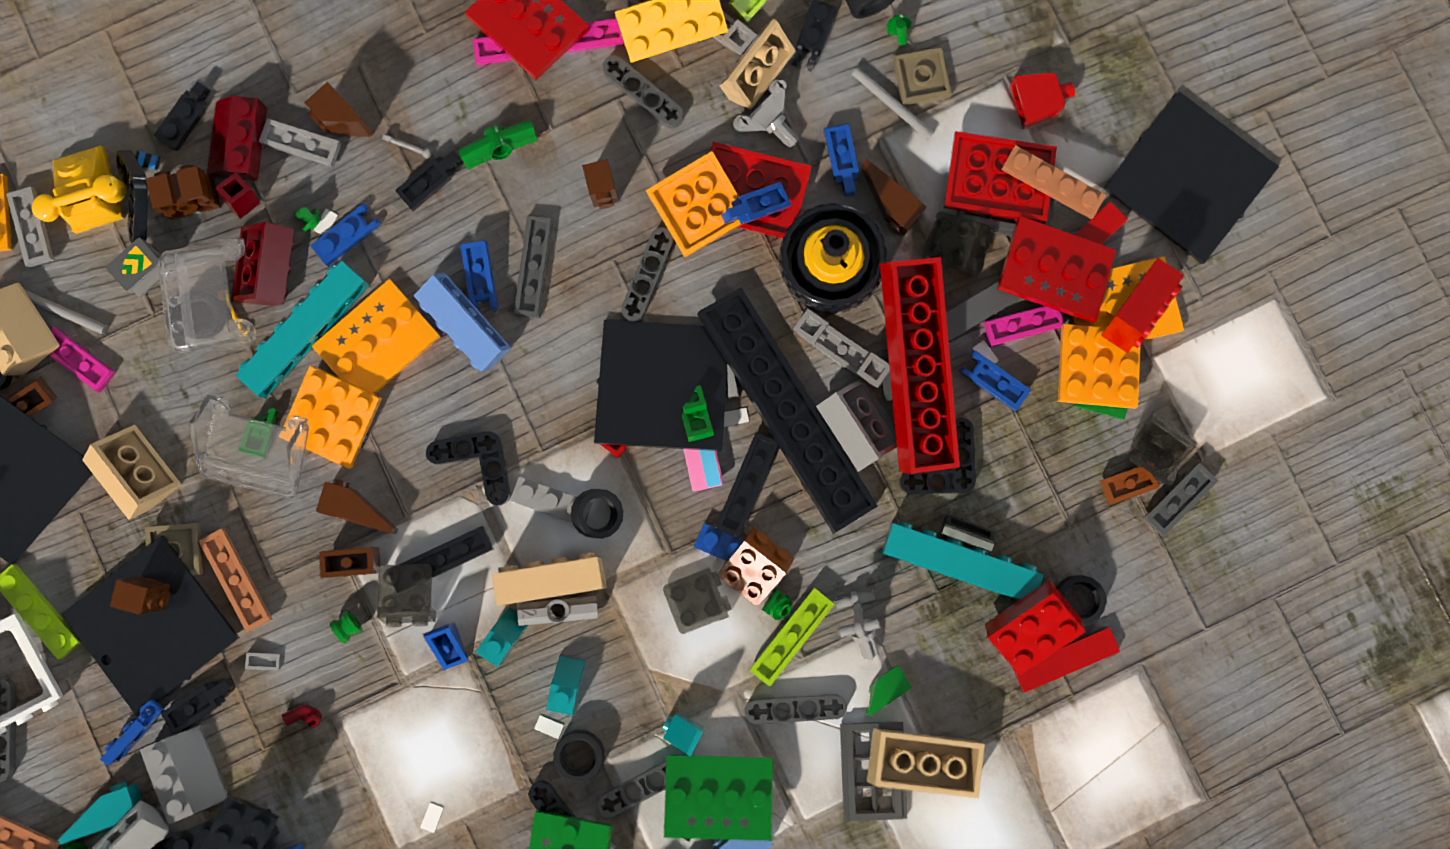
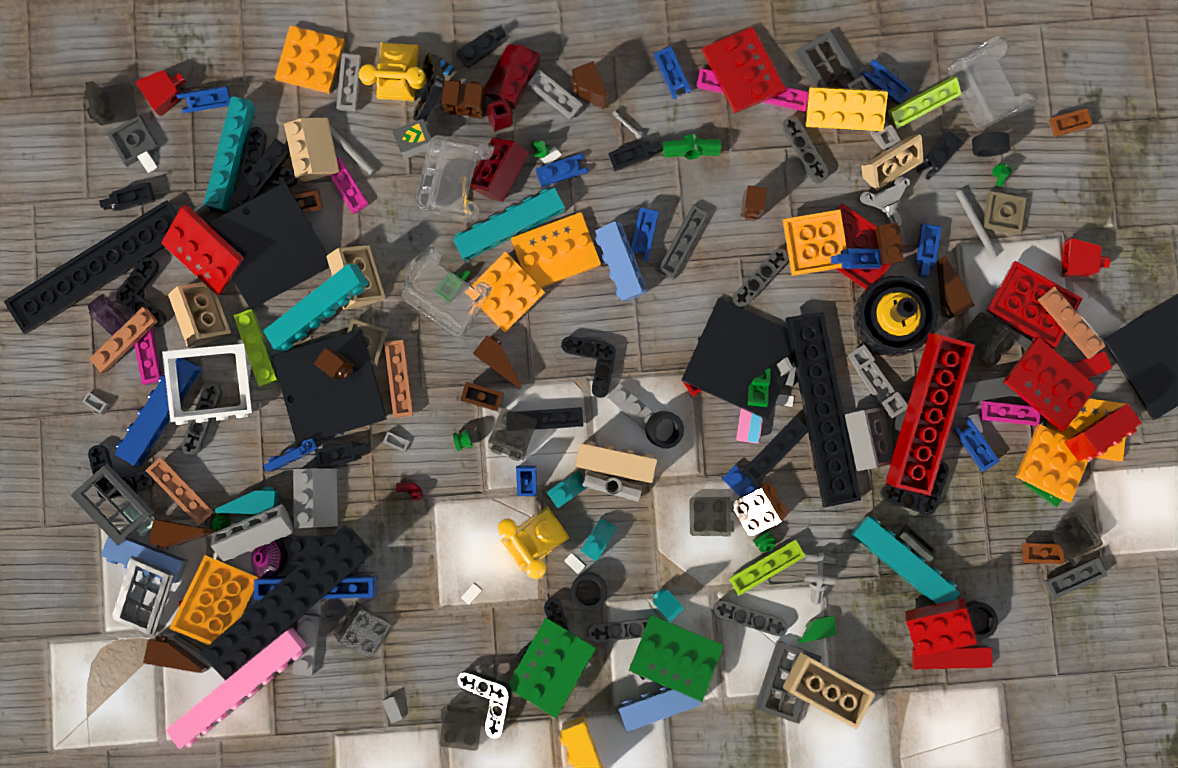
camera: 20 degrees right, 0 degrees up
(90, 531) = (316, 307): none -> teal brick
(436, 56) = (671, 71): none -> blue hinge
(482, 719) = (532, 540): none -> yellow piece
(716, 376) = (784, 366): none -> light grey piece
(789, 170) = (889, 244): none -> reddish brown brick

